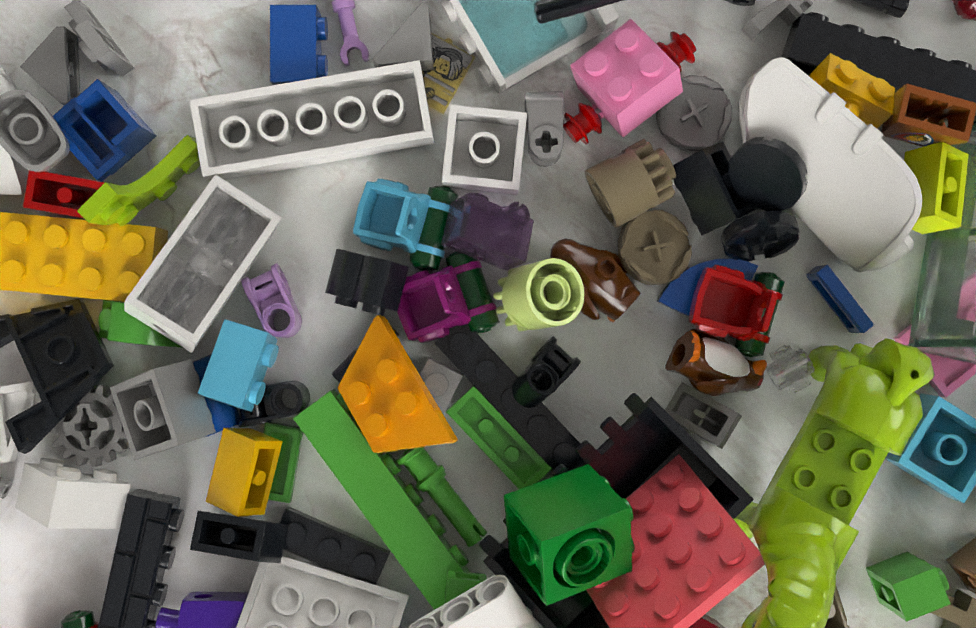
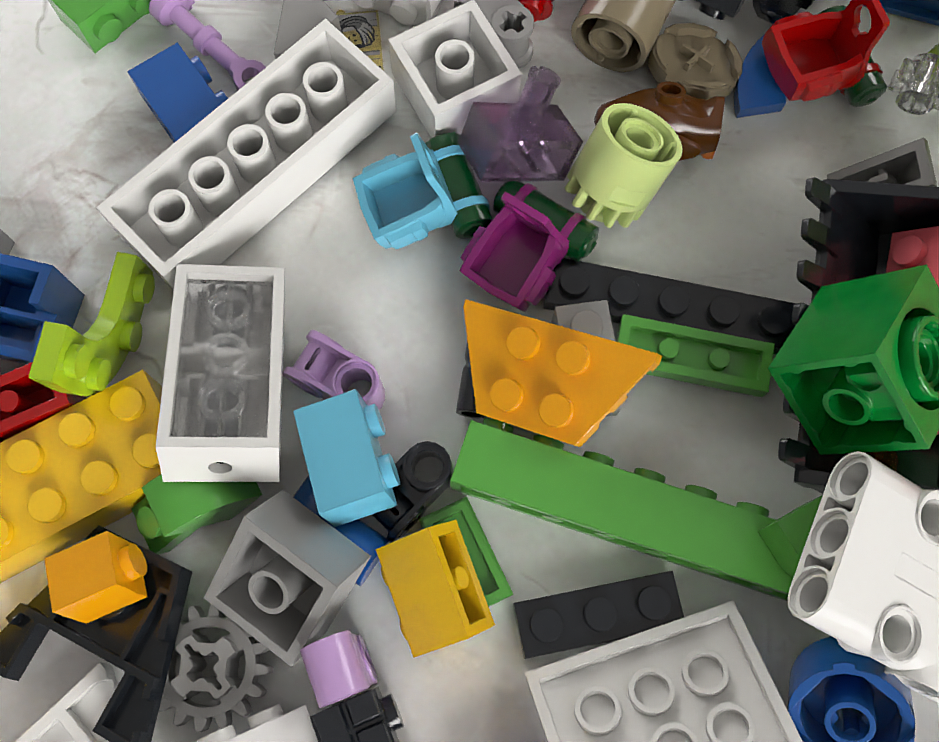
camera: 40 degrees left, 15 degrees down
(55, 337) = (96, 577): none -> light orange brick
(159, 481) = (338, 667): none -> lavender piece
(238, 537) = (484, 670): black brick -> none
(366, 280) = (425, 276): black brick -> none
(432, 479) = (656, 450): bright green pin -> none
(548, 370) = (687, 251): black piece -> none
(714, 364) = (848, 126): reddish brown animal -> none

